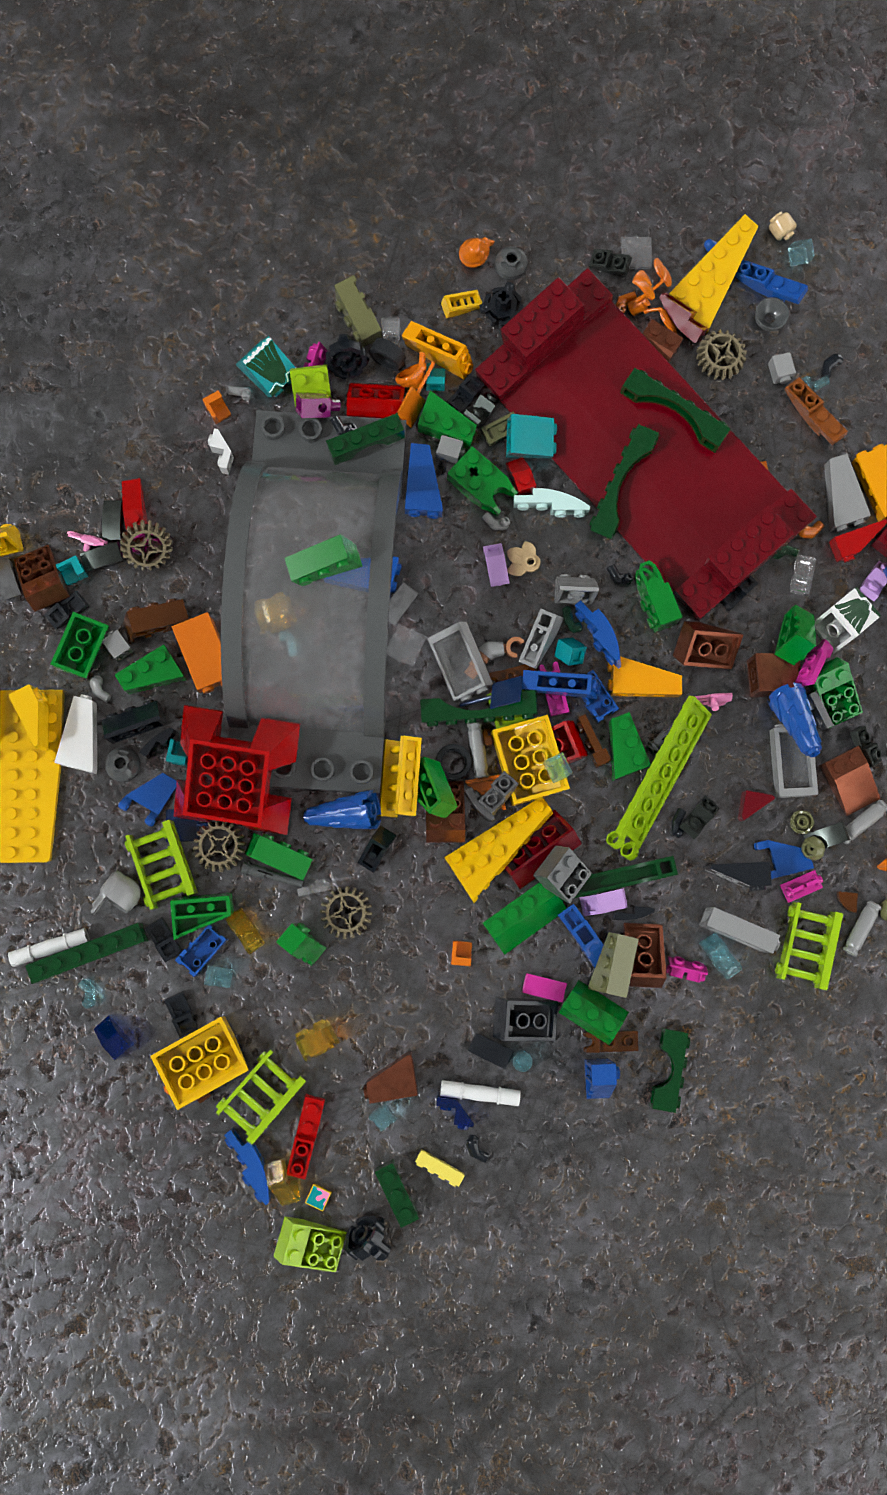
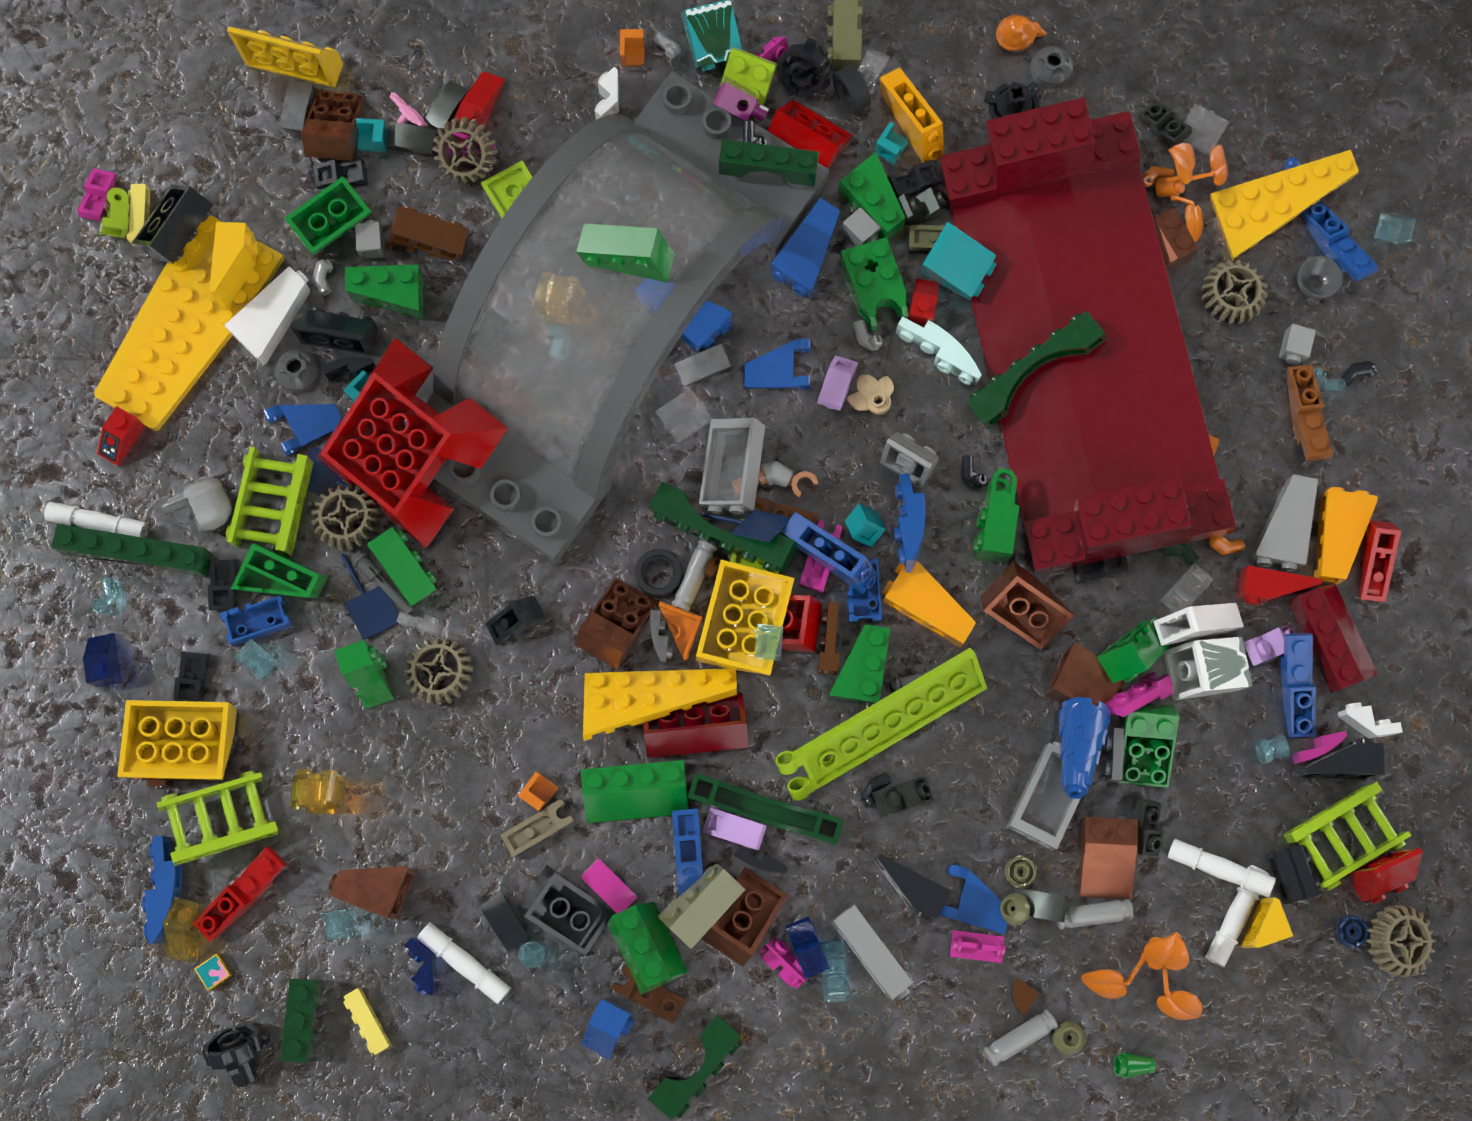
camera: 35 degrees right, 5 degrees down
(27, 880) = (119, 435): none -> red slope
(196, 555) = (506, 186): none -> lime plate
(201, 650) = (446, 281): orange slope -> none
(245, 931) = (317, 626): clear yellow slope -> none
(275, 897) = (372, 609): none -> dark blue piece
(309, 1245) = (169, 1020): lime slope -> none
(350, 812) = (509, 560): blue cone -> none
(400, 776) = (586, 552): yellow fence -> none
(413, 401) = (848, 155): orange piece -> none
(414, 374) = (868, 129): orange hat -> none
(434, 789) = (612, 582): green wedge -> none
(449, 578) = (776, 368): none -> blue flag
(450, 306) = (959, 85): yellow slope -> none
(473, 1149) = (417, 1024): black arm -> none
(474, 978) = (536, 829): none -> dark tan plate
(498, 793) = (684, 635): flat silver slope -> none
(540, 638) = (839, 490): light grey slope -> none
(563, 873) = (703, 765): dark grey slope -> none
(569, 620) = (884, 490): clear green arm -> none
(642, 388) = (1117, 277): dark green arch -> none
(683, 318) = (1213, 227): slope -> none
(696, 951) = (807, 947): none -> clear blue slope
(715, 700) = (999, 673): bright pink piece -> none
(752, 802) = (975, 815): dark red slope -> none
(782, 226) = (1389, 187): tan head -> none
(825, 594) = (1198, 623): none -> white slope
(828, 941) = (971, 1027): lime fence -> none

